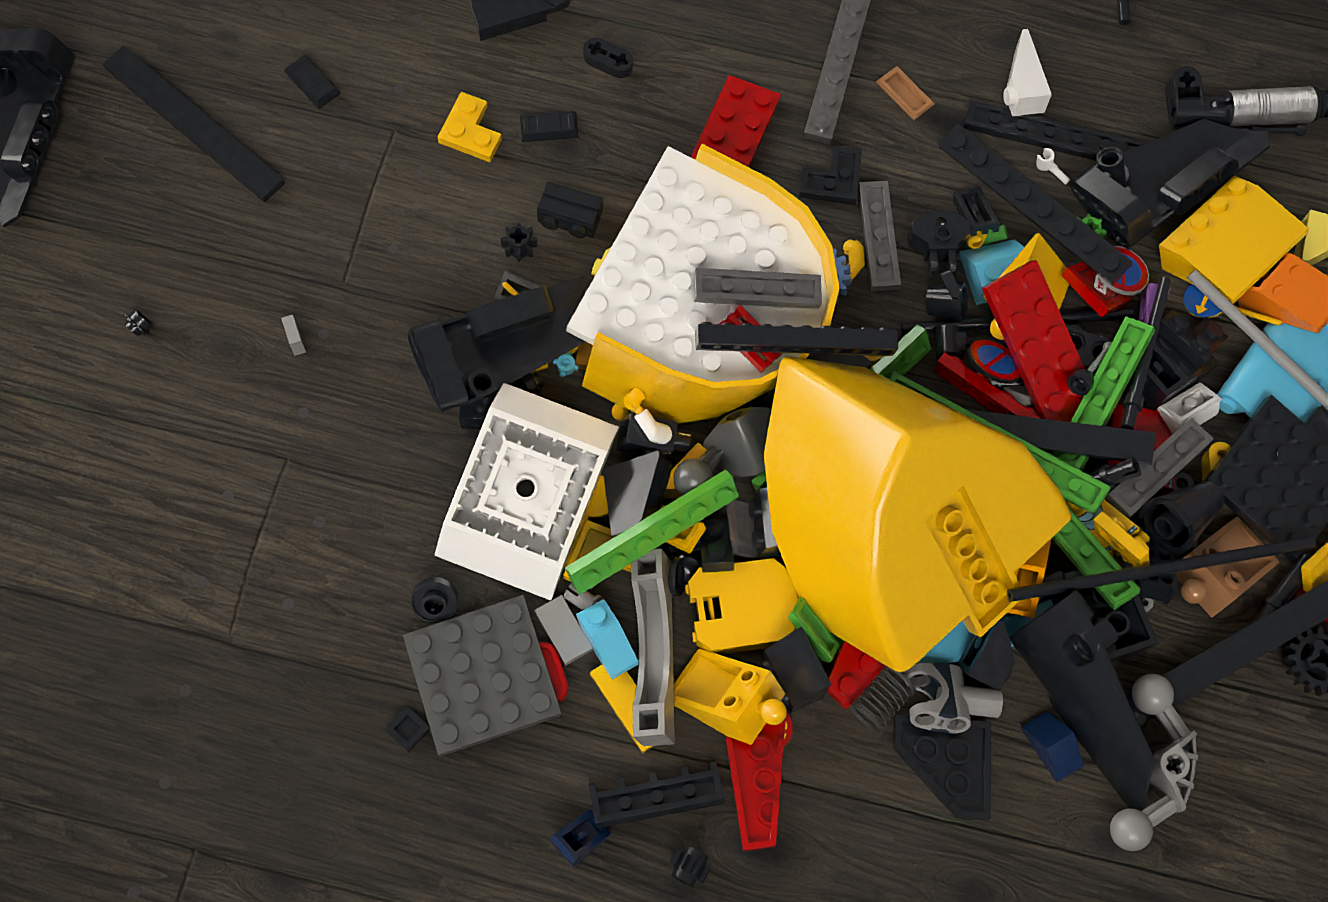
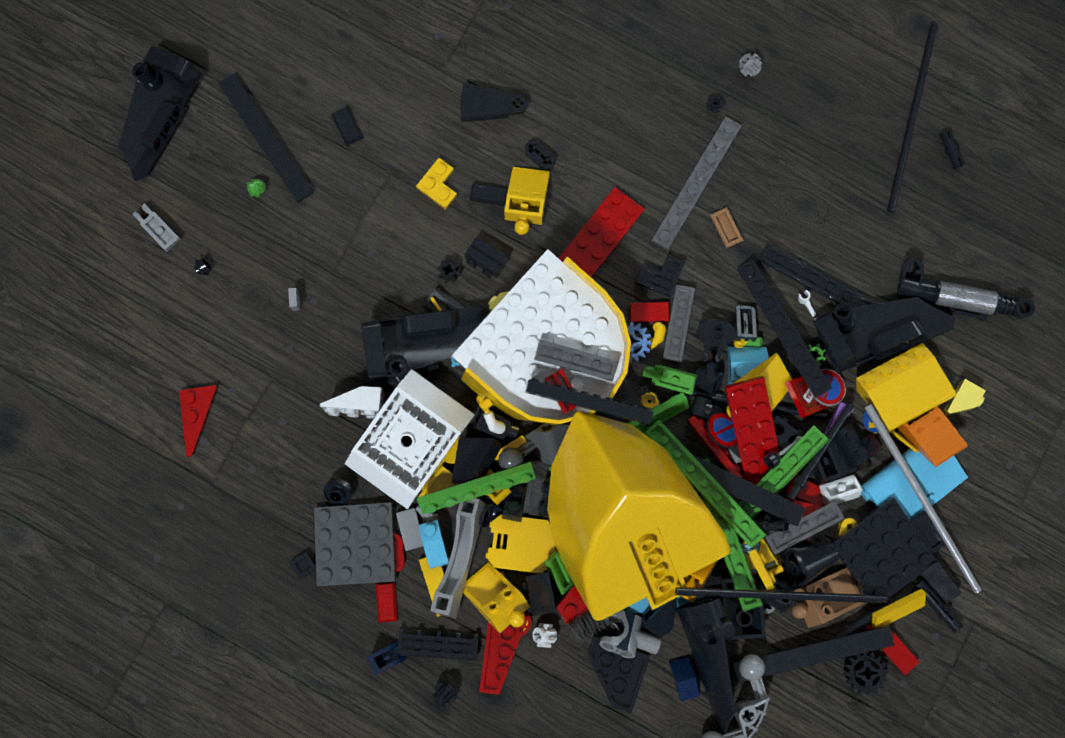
camera: 20 degrees right, 10 degrees up
(54, 284) = (157, 229): none -> light grey hinge
(174, 536) = (194, 409): none -> red wing
(194, 193) = (256, 188): none -> bright green plate
(431, 456) = (360, 401): none -> white slope
(555, 751) = (386, 602): none -> red tile
(606, 117) = (526, 198): none -> yellow slope
(820, 734) = (544, 635): none -> white gear
(842, 228) = (649, 312): none -> red tile
(894, 311) = (671, 378): none -> bright green hinge
(1027, 85) = (806, 245): white slope -> none

